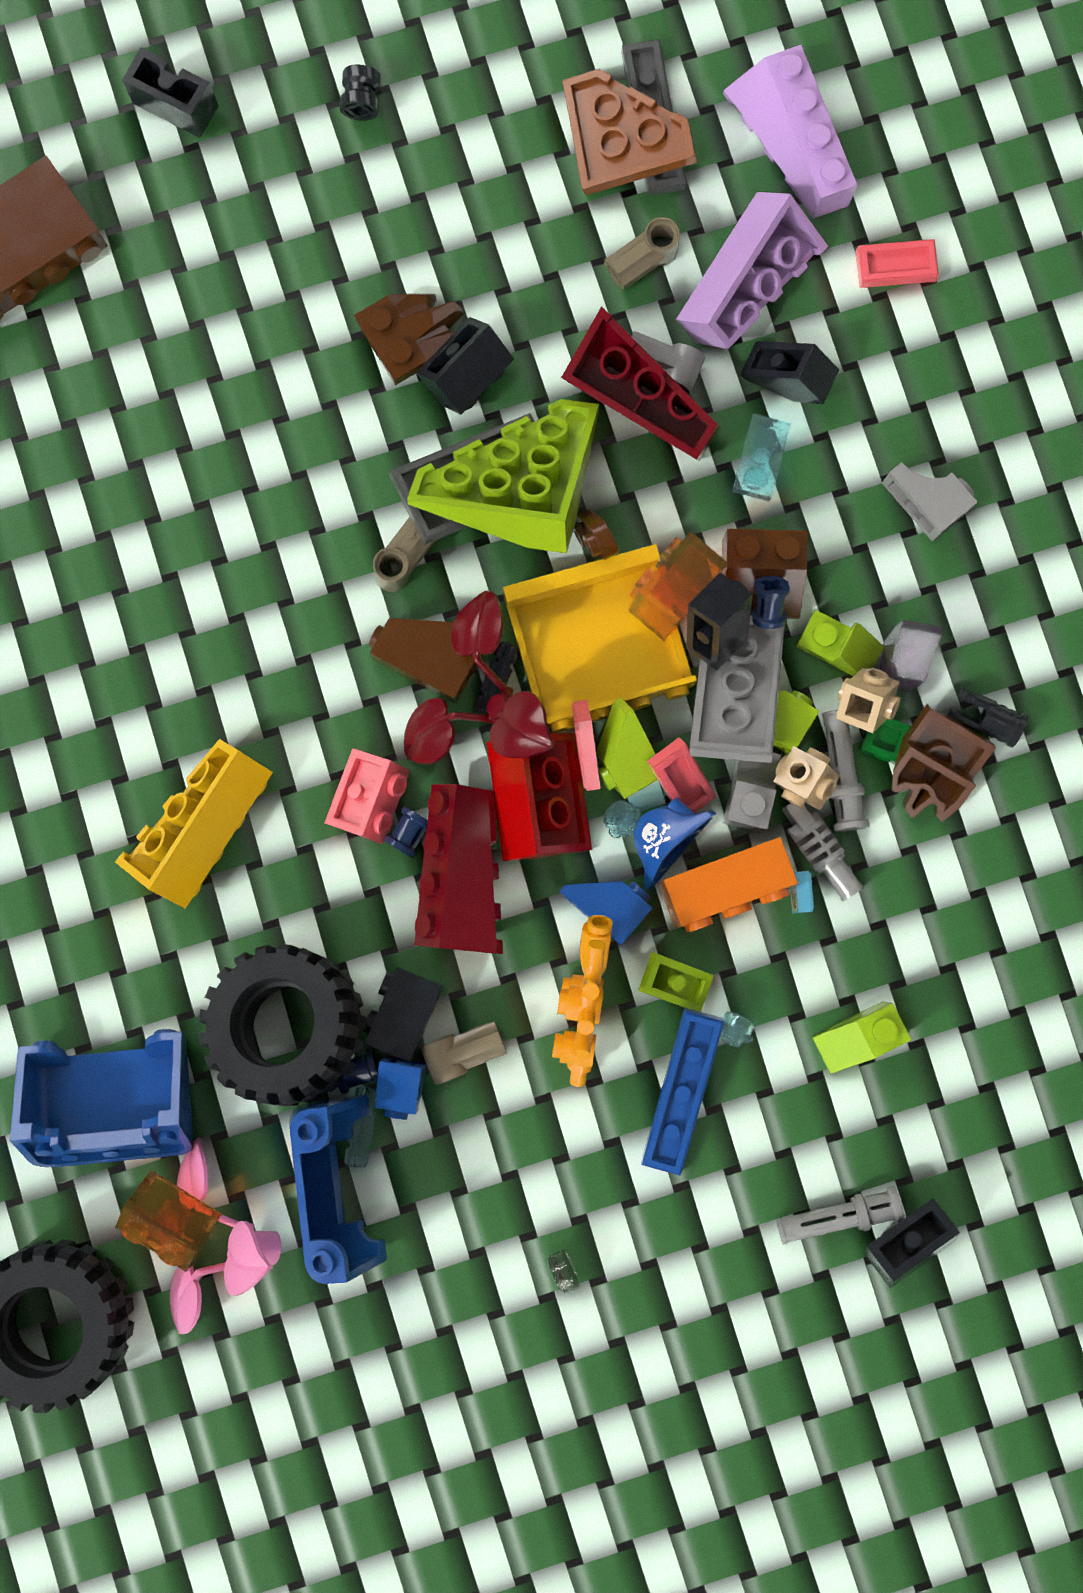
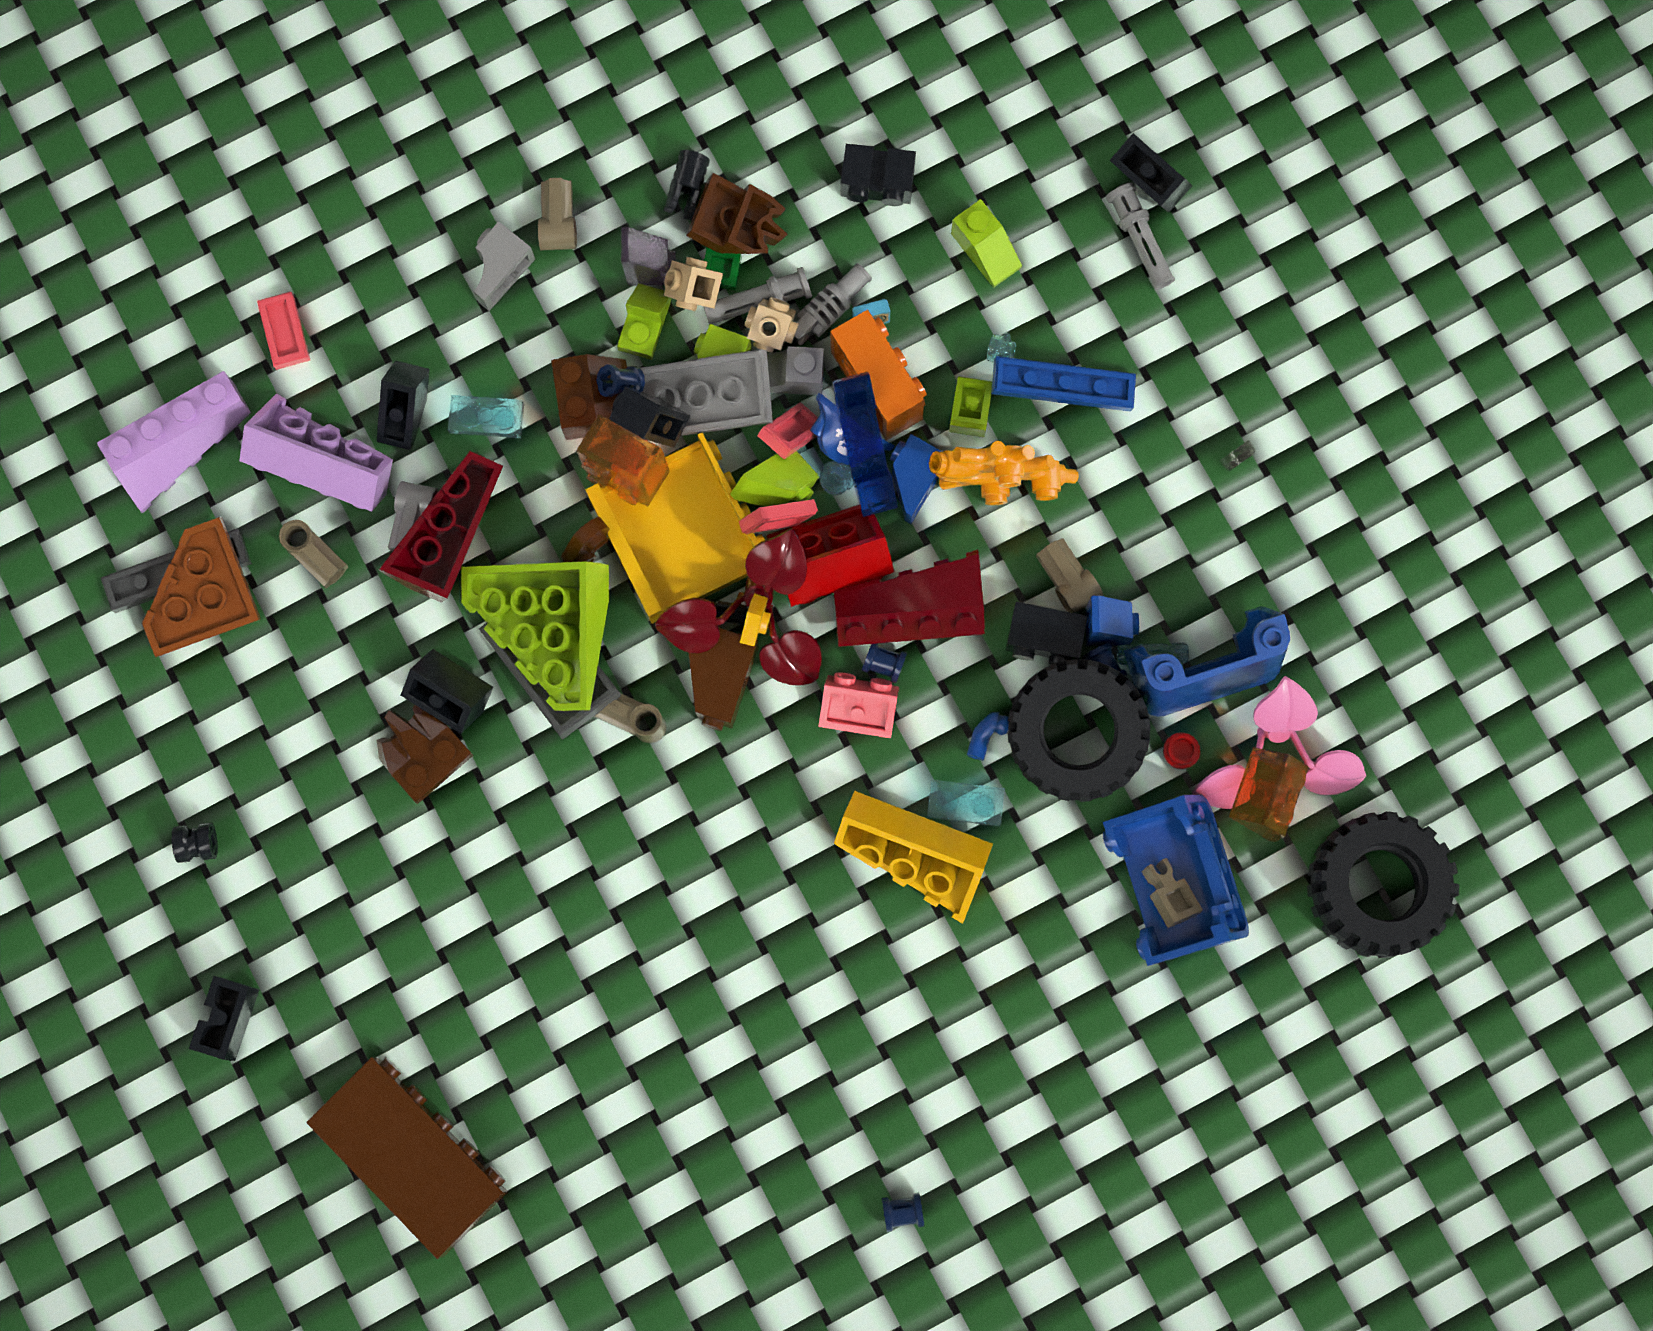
camera: 95 degrees left, 5 degrees down
(87, 1092) = (1171, 898): none -> dark tan plate
(238, 889) = (965, 803): none -> clear light blue plate
(248, 1135) = (1181, 750): none -> red plate
(312, 925) = (982, 733): none -> blue arm
(472, 698) = (756, 620): none -> yellow plate
(645, 851) = (864, 444): none -> clear blue slope
(963, 569) = (557, 224): none -> dark tan piece
(963, 931) = (877, 175): none -> black brick

